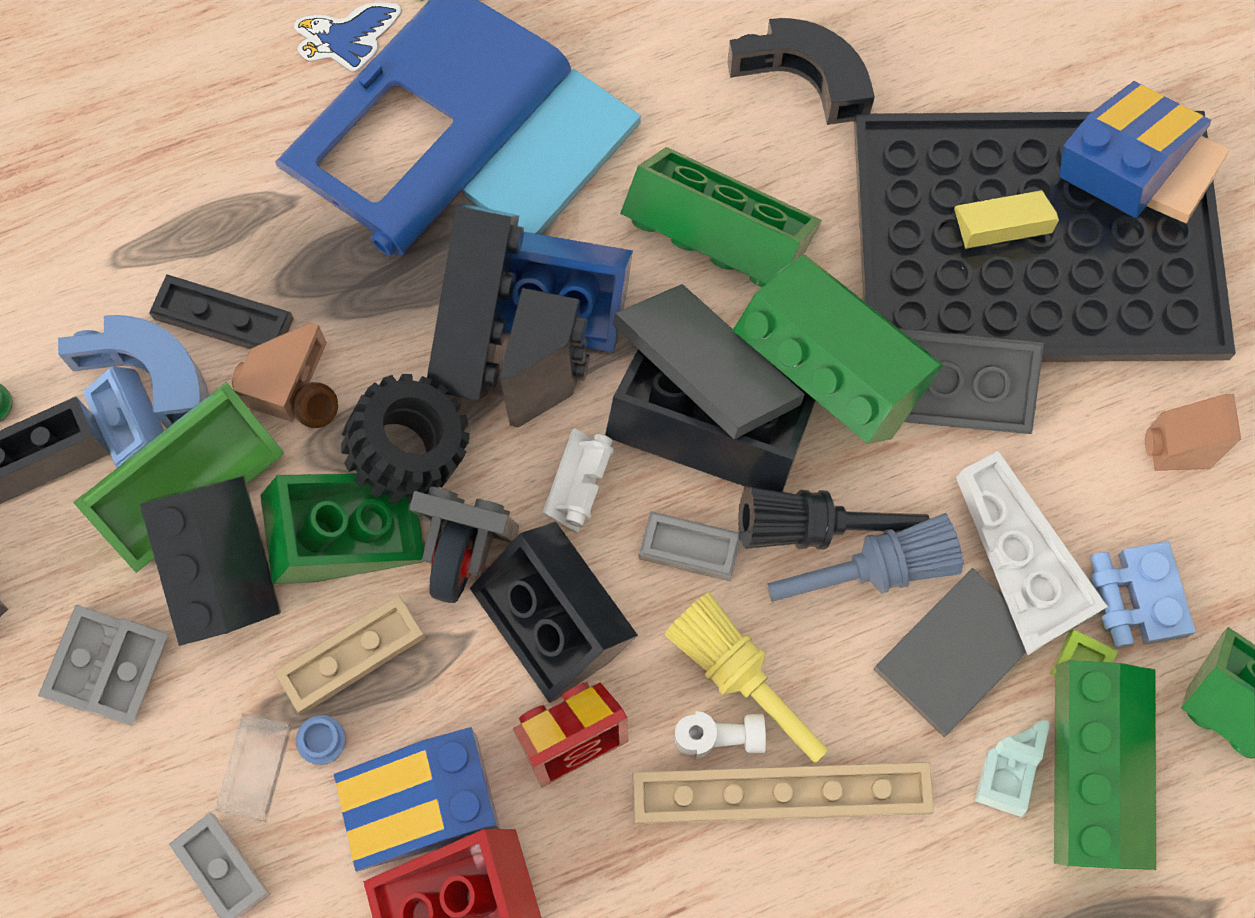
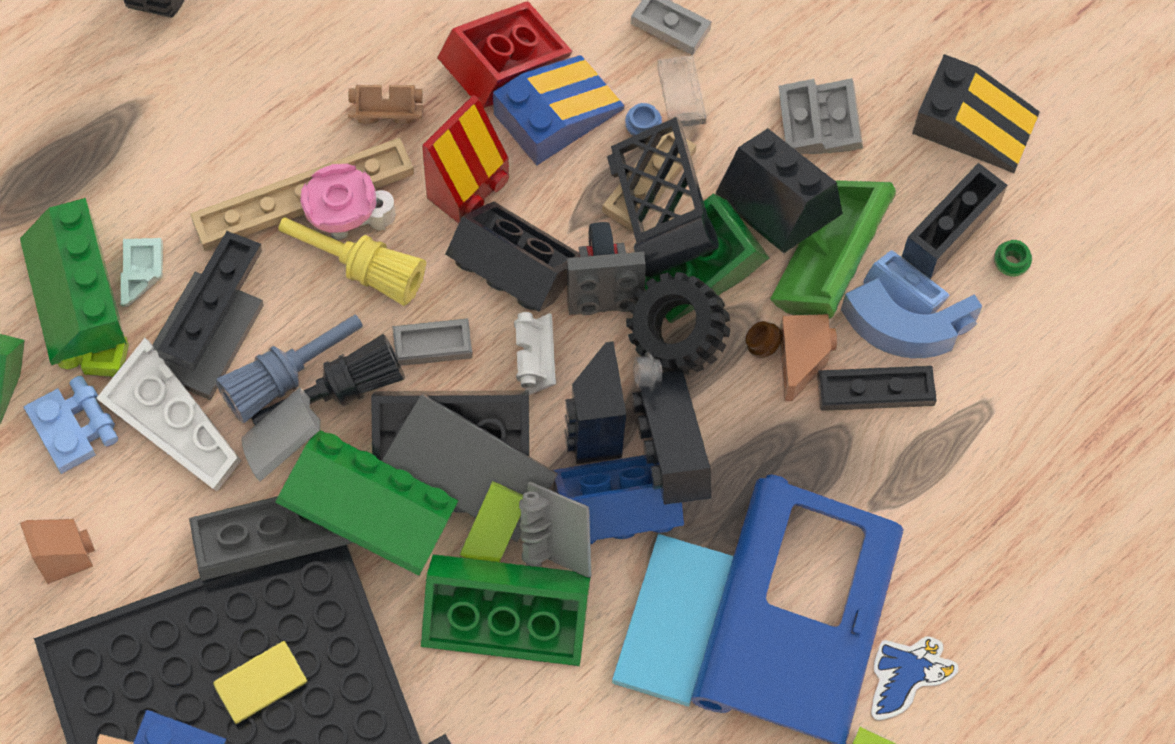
camera: 155 degrees right, 5 degrees down
(365, 533) = (671, 240): none -> black piece
(468, 383) = (647, 371): none -> clear plate
(623, 870) = (399, 106): none -> medium nougat hinge
(648, 266) = (555, 530): none -> light grey hinge
(702, 296) = (493, 524): none -> lime tile
(743, 753) = (338, 198): none -> bright pink tile
(908, 467) = (280, 434): none -> light grey slope
(942, 672) = (209, 301): none -> black plate

